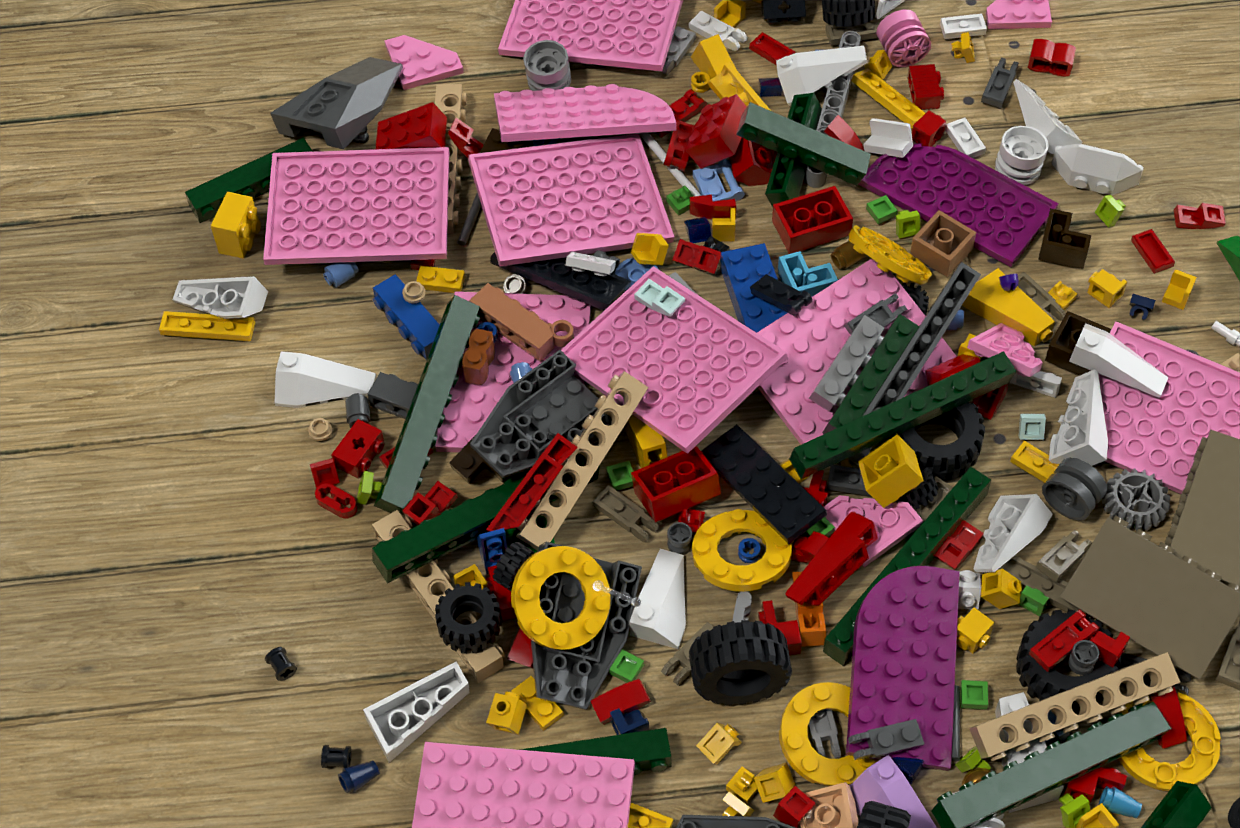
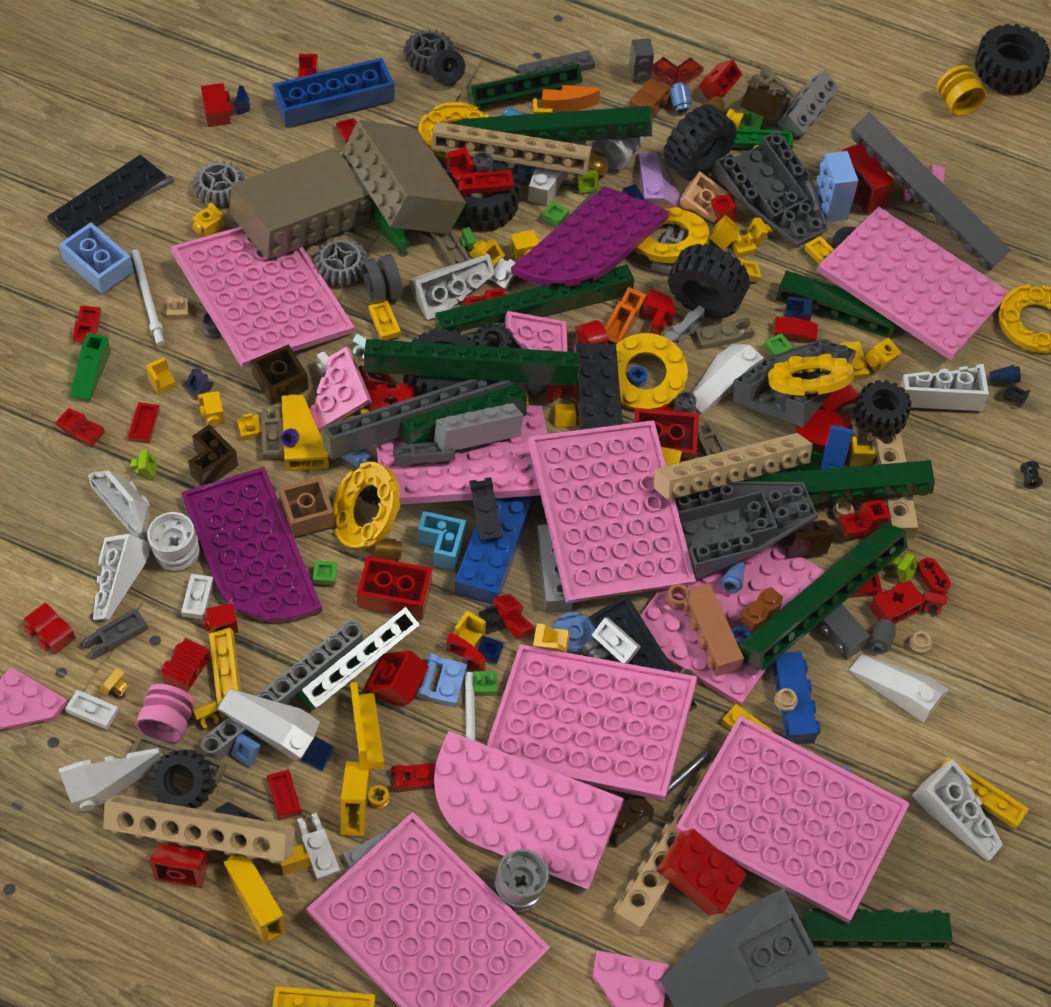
camera: 155 degrees left, 0 degrees up
(235, 225) = (916, 871): yellow brick -> none
(461, 136) = (648, 840): red slope -> none
(510, 564) = (824, 419): black tyre -> none
(533, 484) = (784, 462): red wedge -> none
(598, 585) = (752, 362): clear hinge -> none
(659, 299) = (586, 558): light aqua slope -> none
(678, 144) = (452, 723): red plate -> none
(716, 132) = (414, 706): red brick -> none
(803, 144) = (360, 632): brick -> none
(835, 561) = (591, 314): red wedge -> none
(842, 131) = (305, 647): slope -> none
(888, 739) = (642, 201): dark grey hinge -> none
(889, 138) = (269, 624): white panel -> none
(890, 471) = (509, 332): yellow brick -> none
(907, 223) = (315, 547): lime tile -> none
(1062, 556) = (423, 252): dark tan hinge -> none
(1083, 425) = (338, 312): white wedge -> none
(1113, 359) = (274, 335): white wedge -> none

